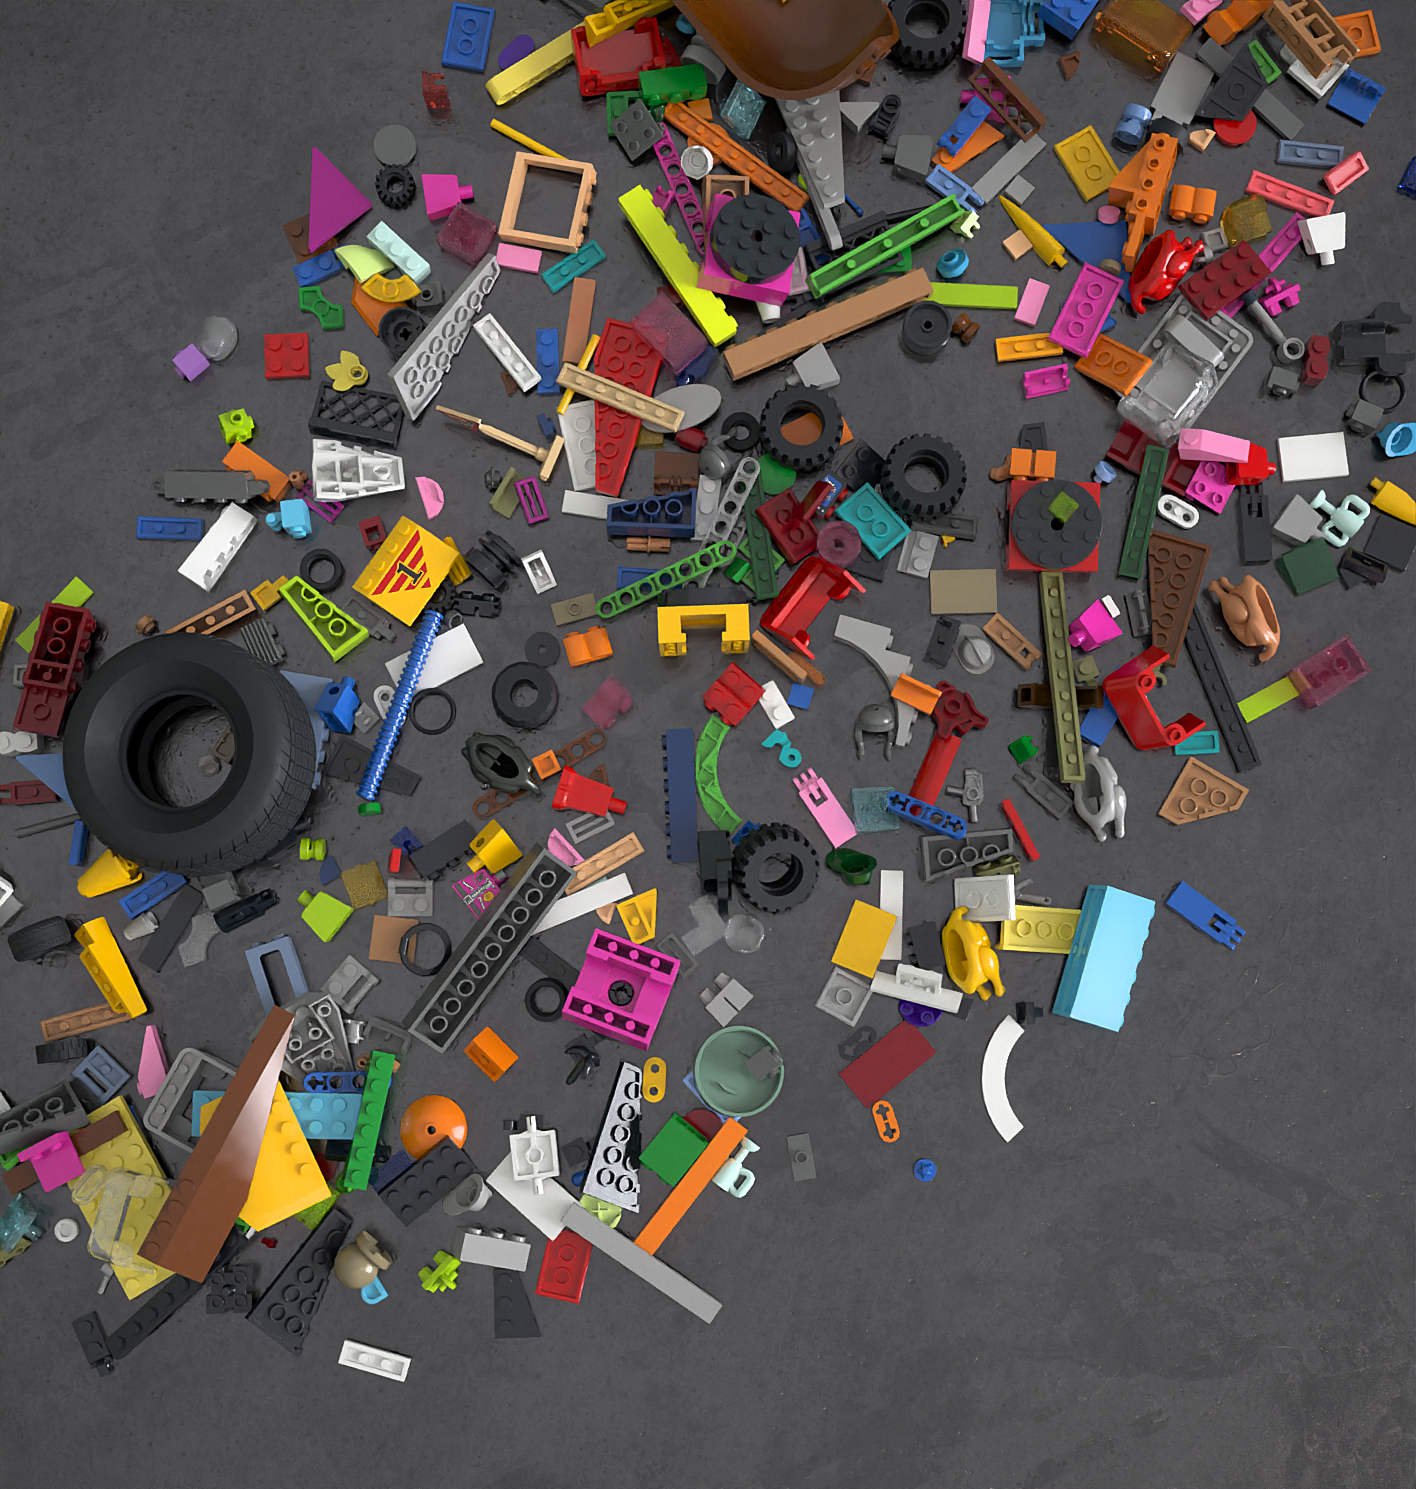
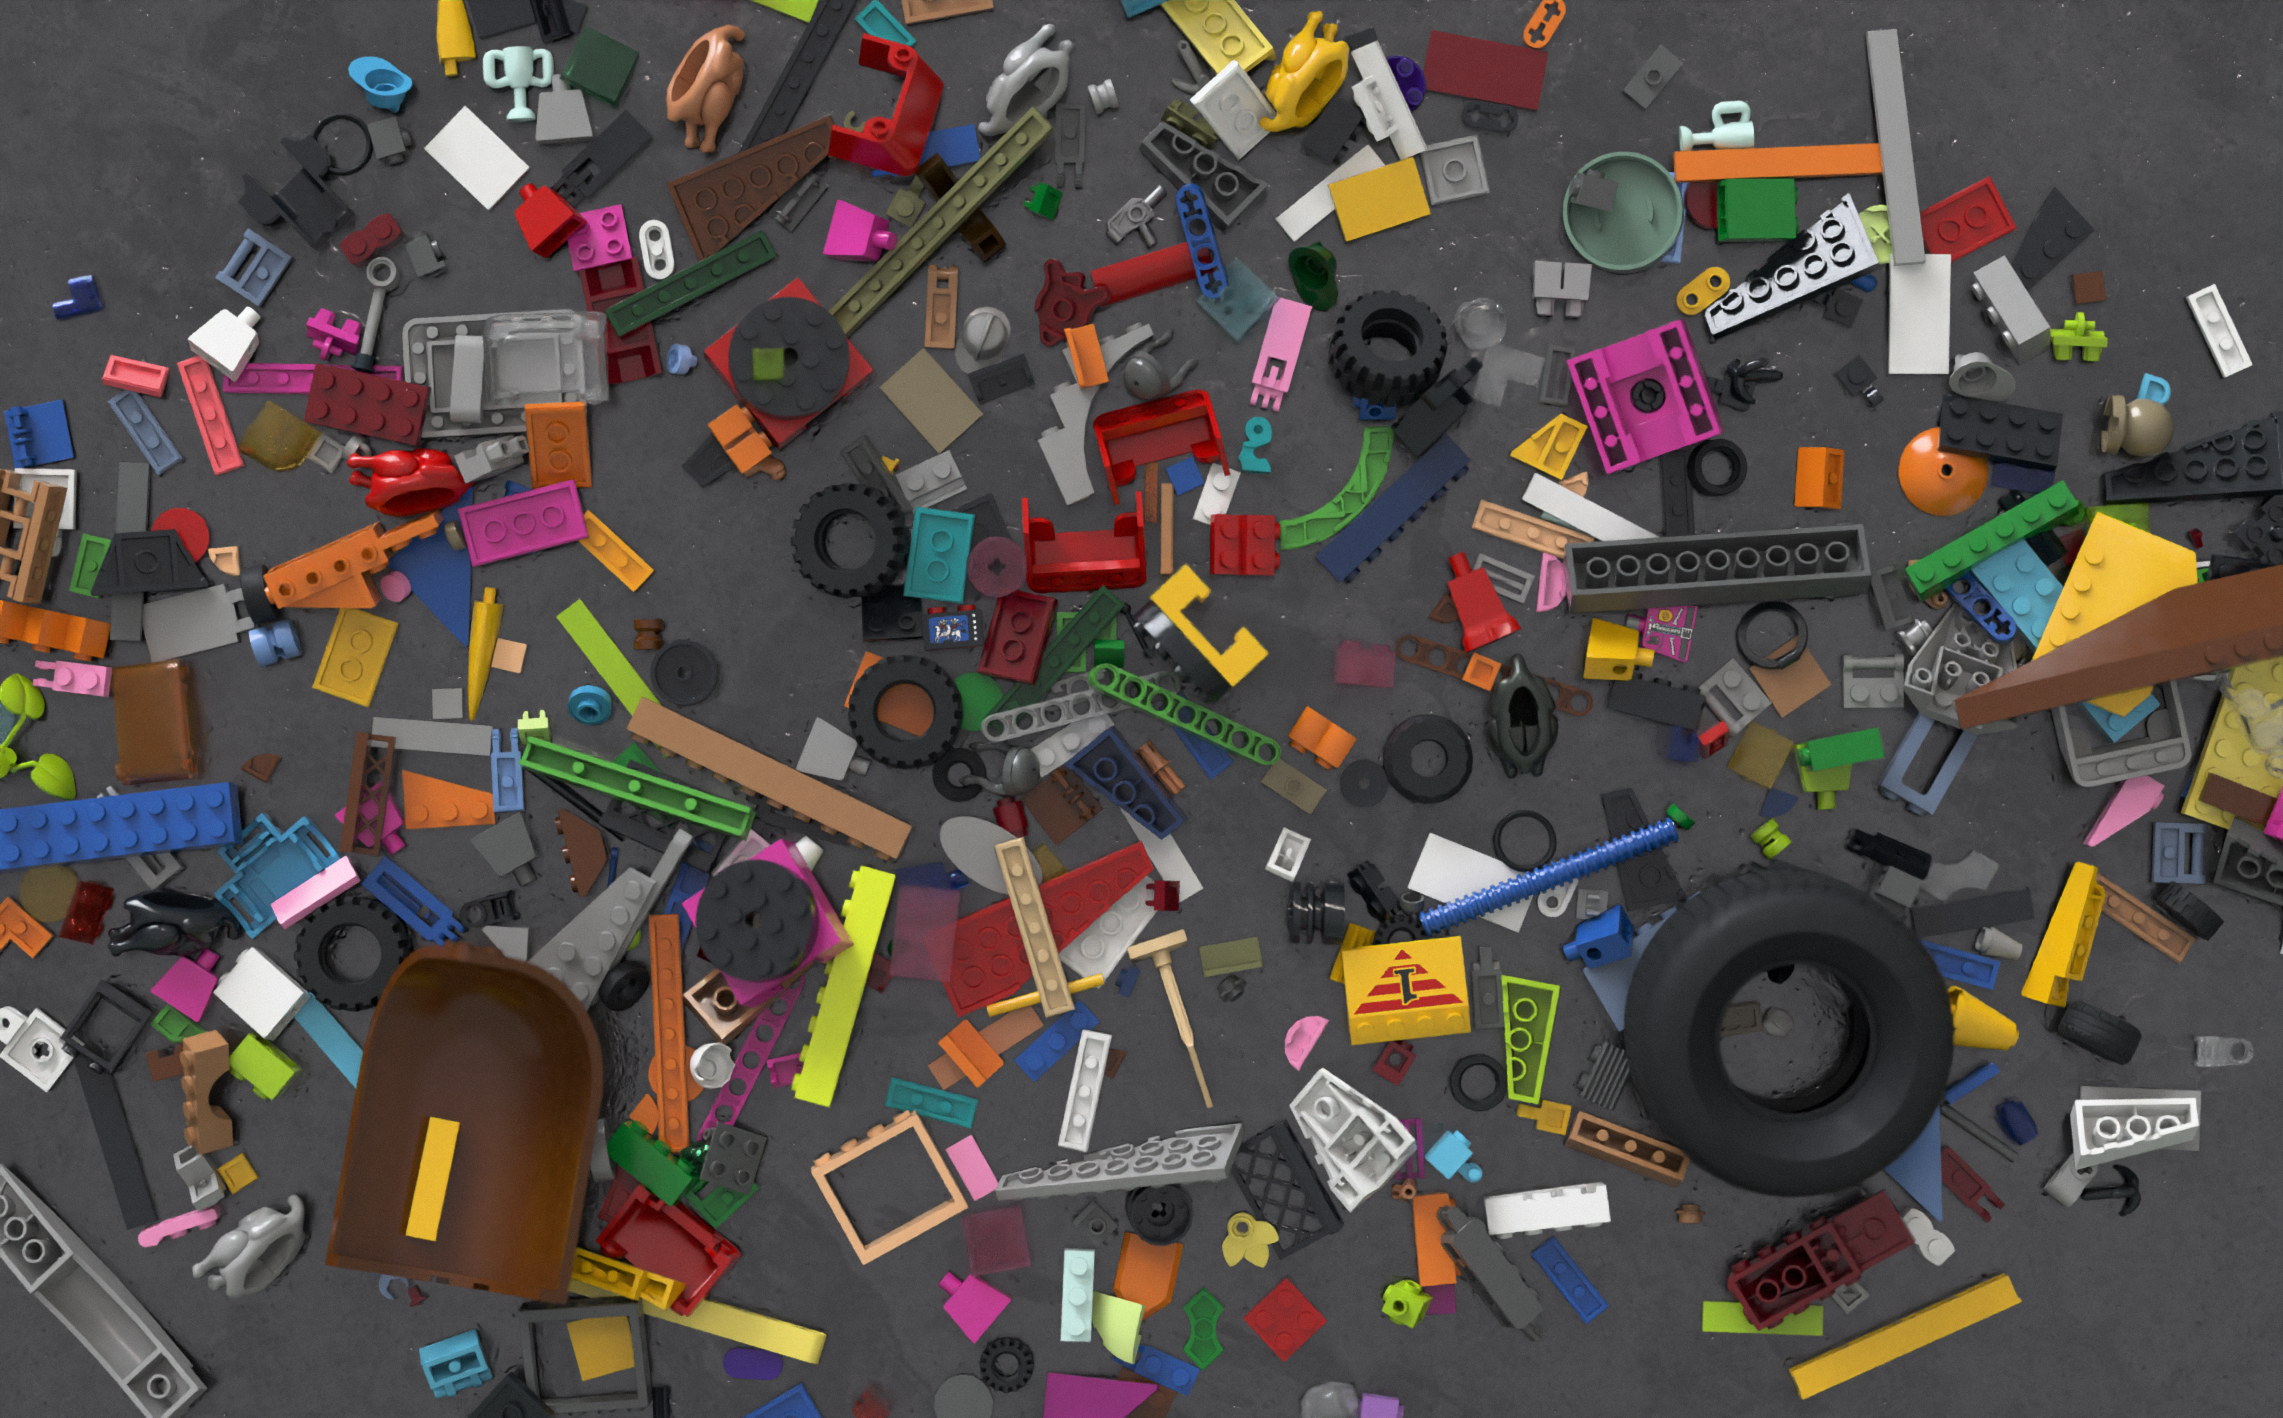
camera: 125 degrees left, 5 degrees up
(33, 851) = (2017, 1122): none -> clear blue brick
(219, 448) = (1443, 1299): none -> magenta tile
(324, 927) = (1840, 750): none -> green brick
(391, 290) = (1125, 1268): yellow tile -> none
(465, 1306) = (2088, 287): none -> reddish brown tile
(524, 140) = (838, 1265): yellow bar -> none
(532, 479) = (1207, 952): magenta tile -> none
(534, 1155) = (1882, 344): white plate -> none
(575, 484) = (1165, 895): none -> dark red tile
(581, 306) = (971, 1053): none -> orange panel
(742, 109) = (622, 1067): clear light blue plate -> none
(812, 501) = (974, 633): dark red slope -> none
(840, 697) = (1158, 432): none -> red windscreen
(875, 194) = (584, 850): none -> reddish brown slope
(932, 81) = (407, 896): none -> blue hinge
(964, 126) = (431, 816): blue plate -> none
(1019, 830) = (1132, 134): red tile -> none
(1031, 302) = (559, 588): bright pink tile -> none
(1045, 381) = (634, 501): dark pink hinge -> none
(1055, 832) = (1103, 96): none -> light grey wheel
(1110, 606) = (820, 235): white tile -> none
(1137, 320) = (492, 458): none -> light grey hips
(1191, 203) = (308, 509): orange brick -> none
(1212, 446) = (564, 267): bright pink slope -> none
(1346, 287) = (261, 273): none -> sand blue plate

